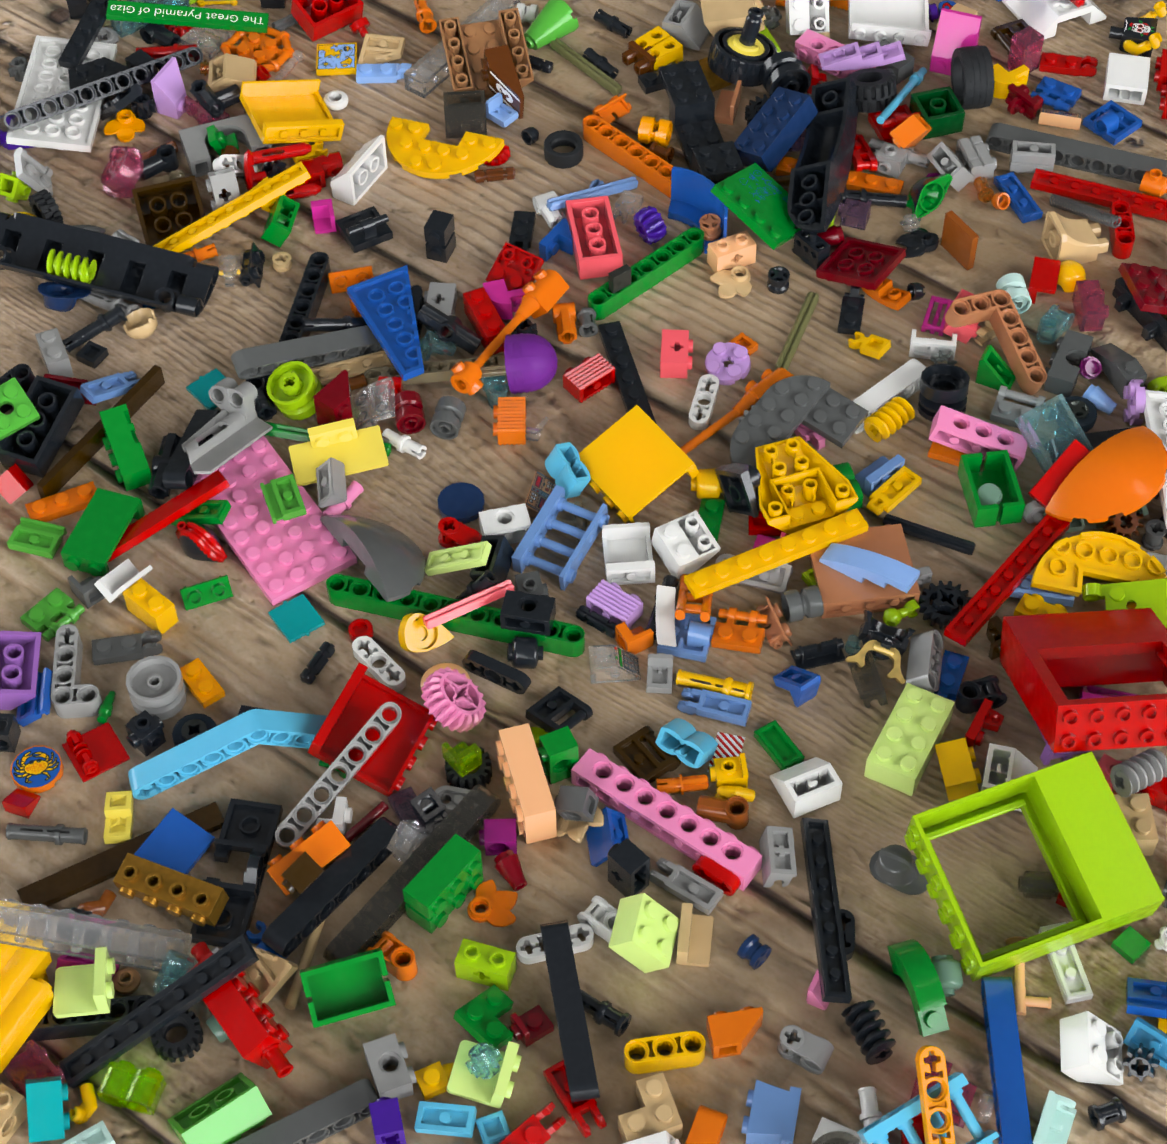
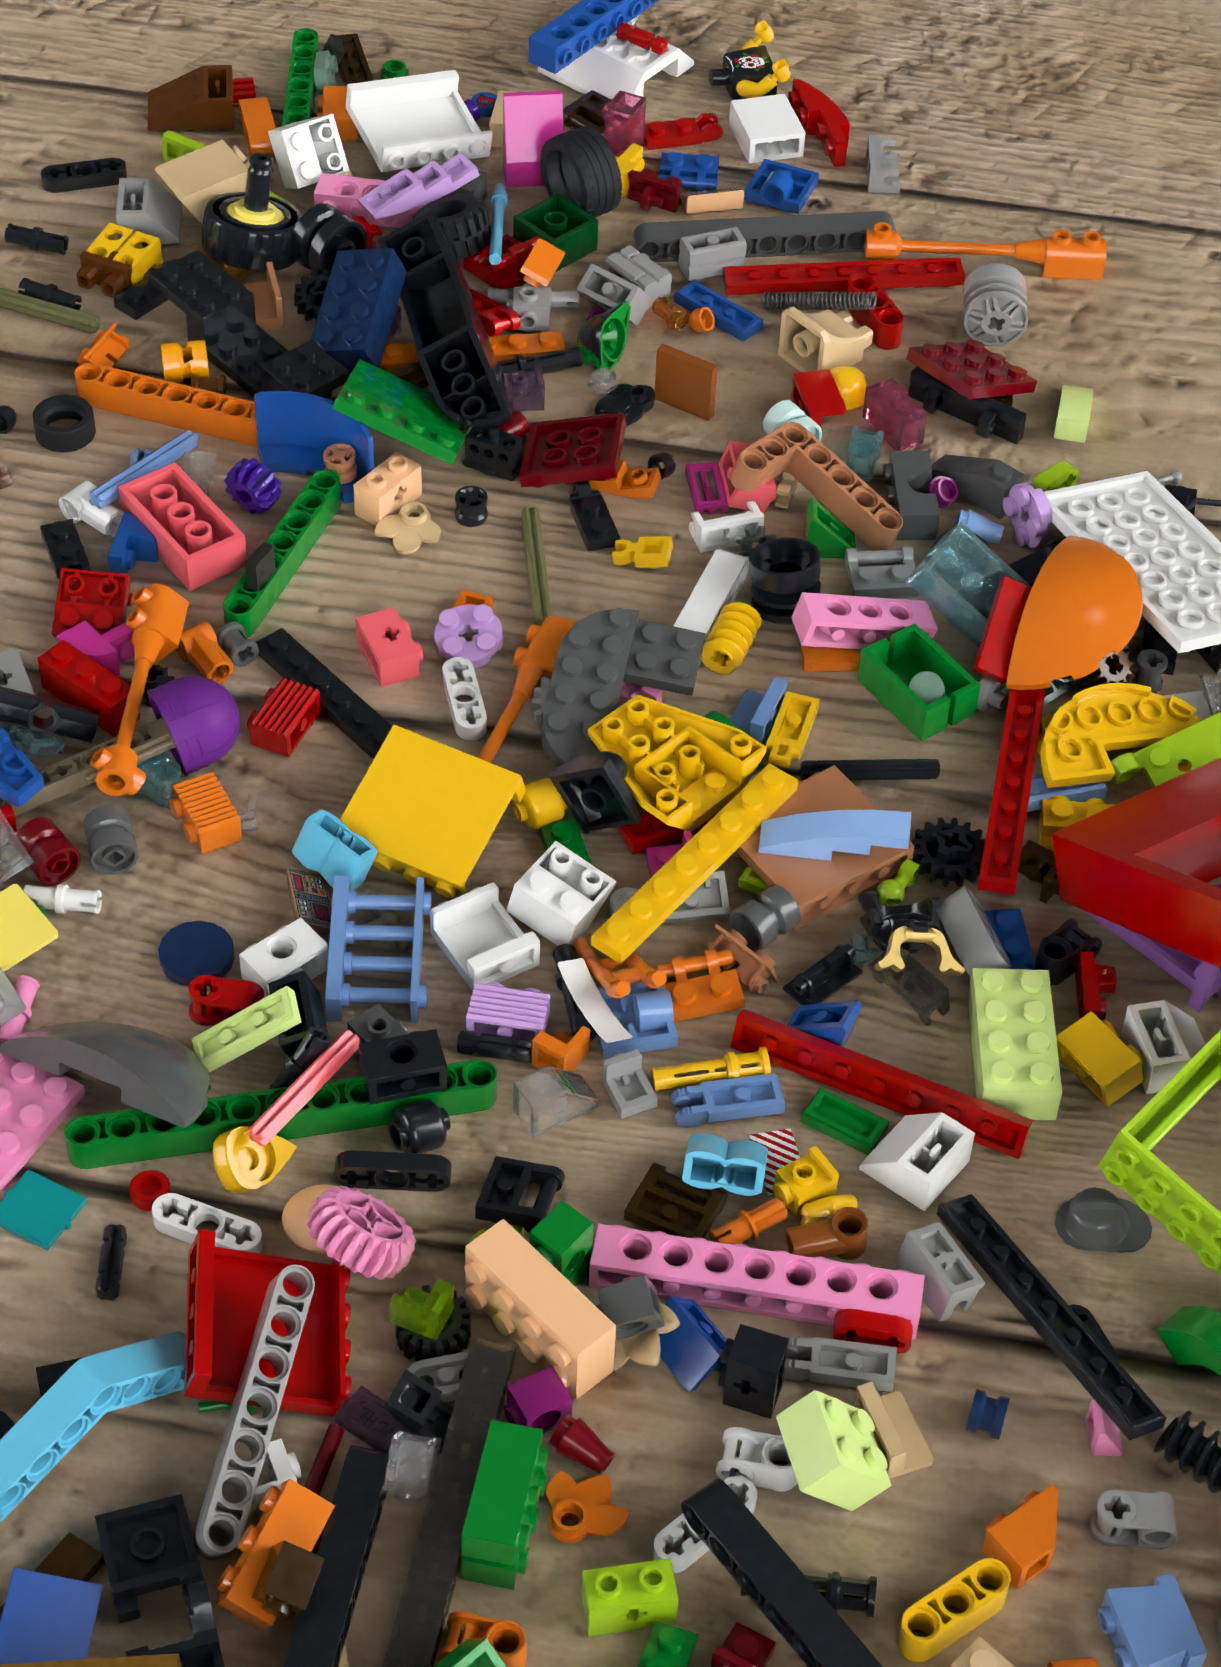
camera: 30 degrees left, 5 degrees down
(813, 732) = (879, 1081): none -> red plate

